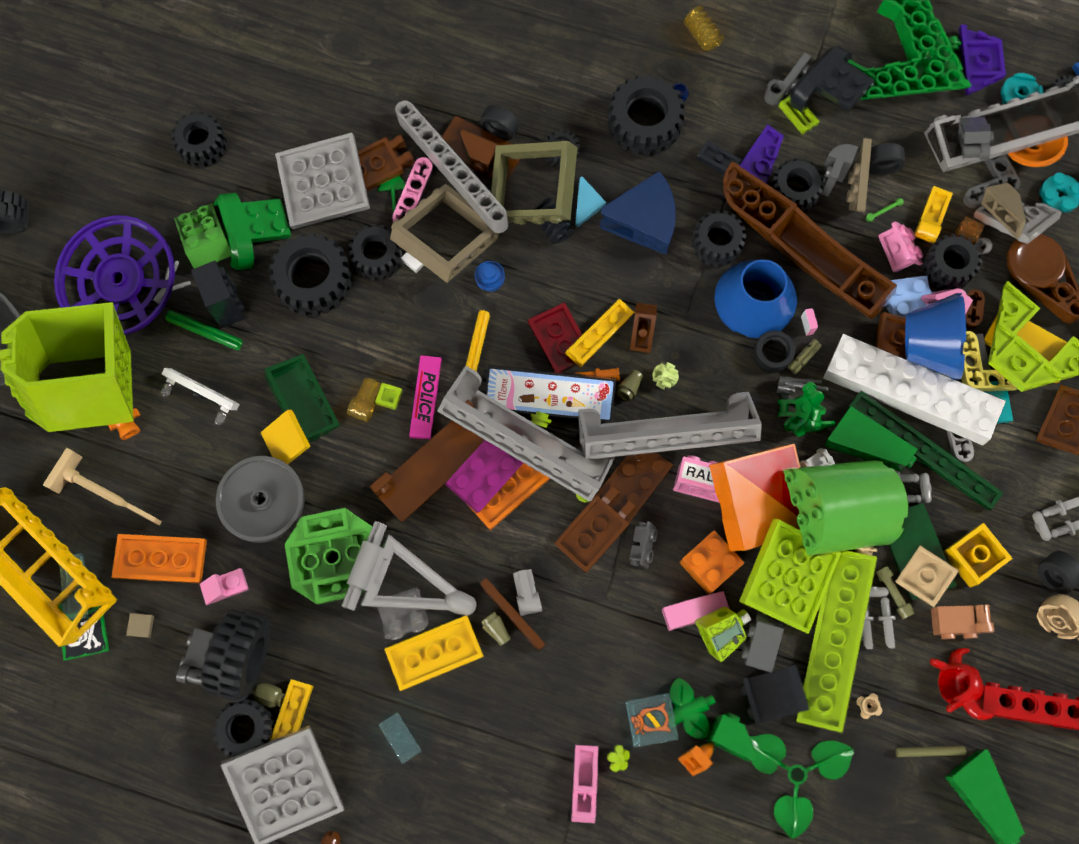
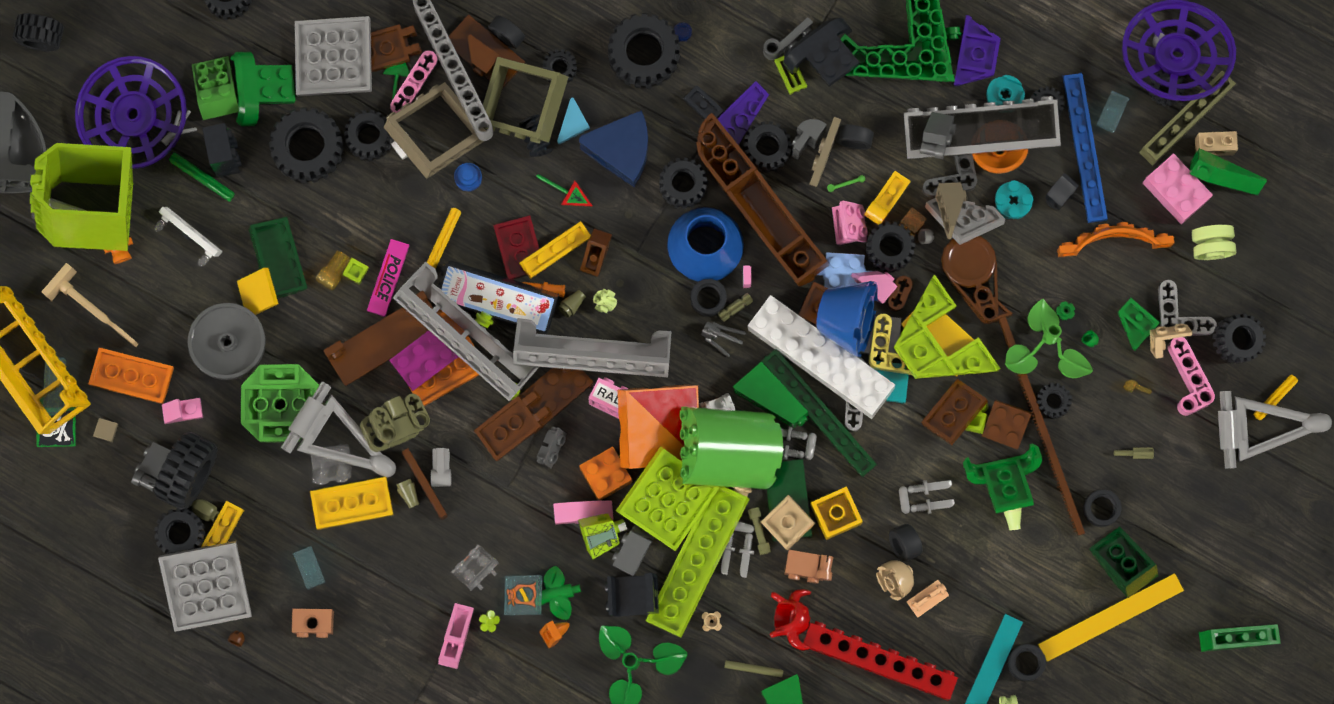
camera: 10 degrees right, 5 degrees up
(402, 803) = (300, 621): none -> nougat brick
(465, 551) = (394, 422): none -> olive piece
(590, 699) = (475, 568): none -> clear plate
(606, 274) = (574, 196): none -> piece
(732, 737) = (584, 620): green slope -> none
(807, 409) = (722, 357): green piece -> none

